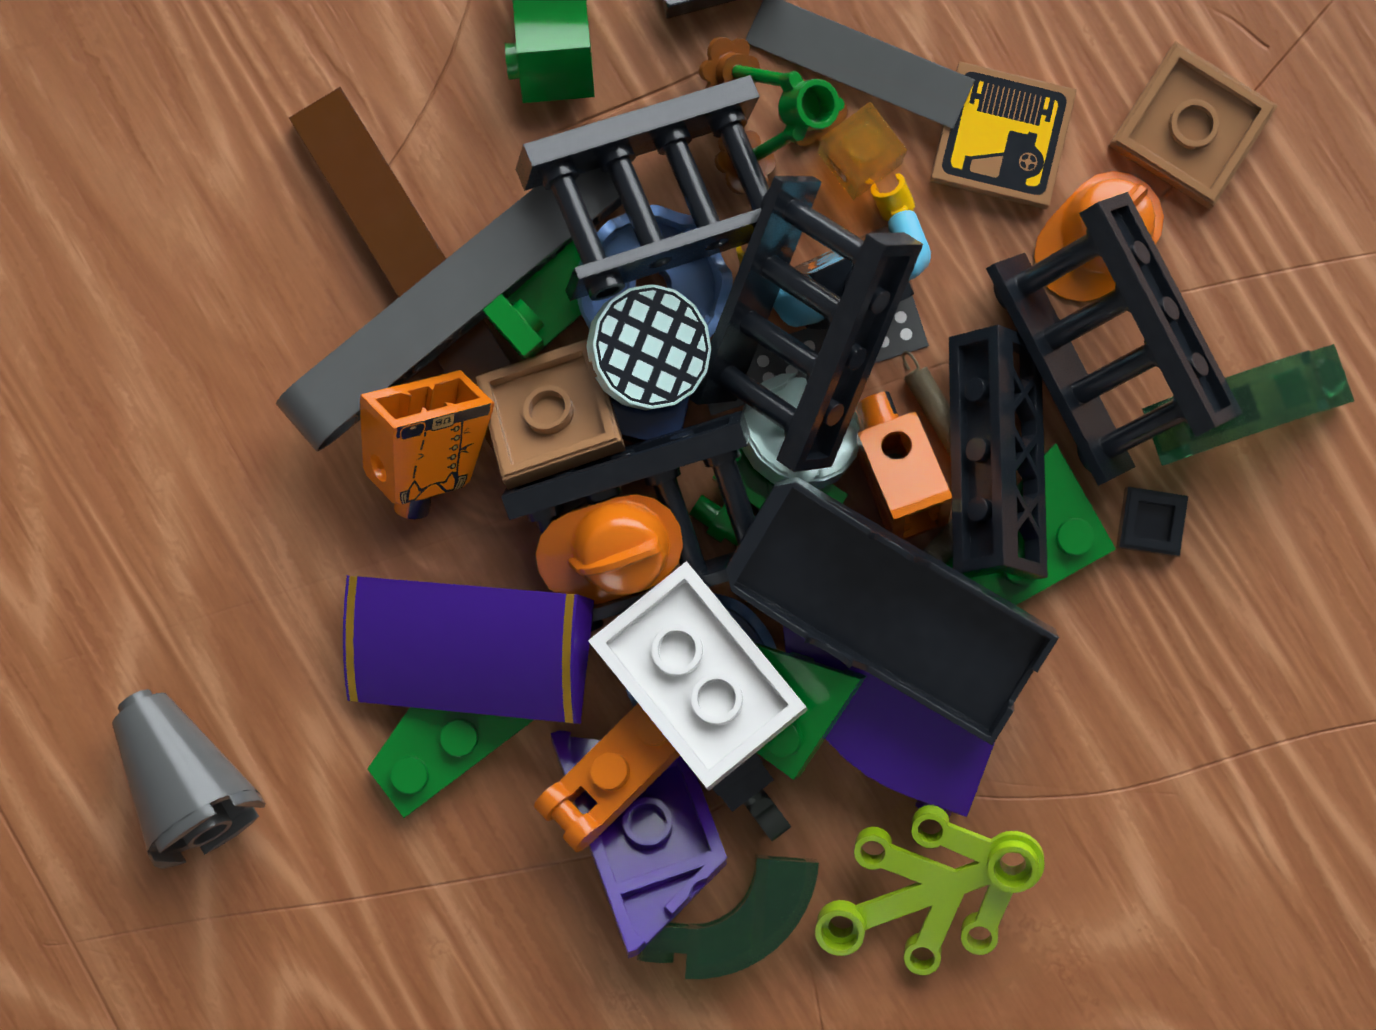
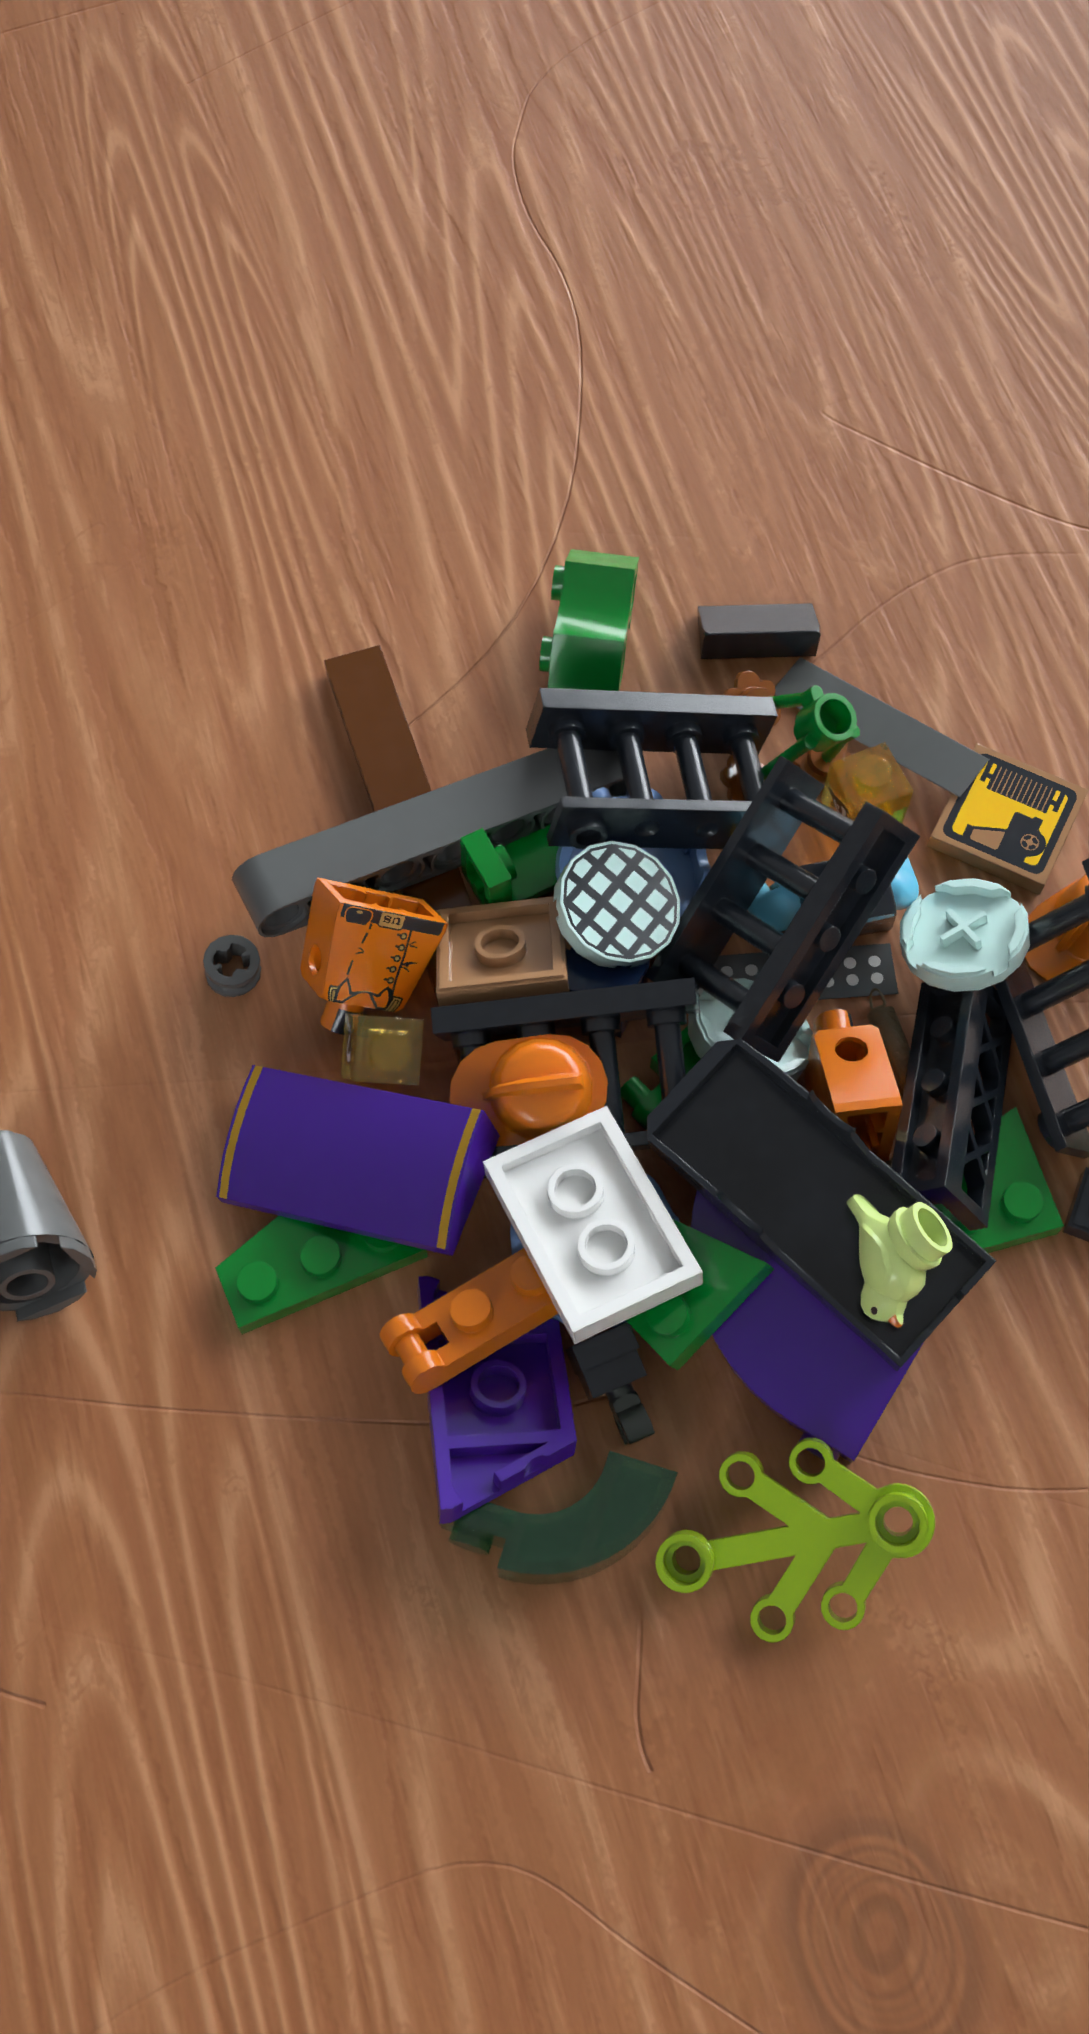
camera: 15 degrees right, 20 degrees down
(281, 456) = (221, 952): none -> dark grey bush
(462, 533) = (382, 1049): none -> clear yellow brick
(971, 650) = (896, 1255): none -> yellowish green animal
(981, 292) = (964, 935): none -> light aqua tile

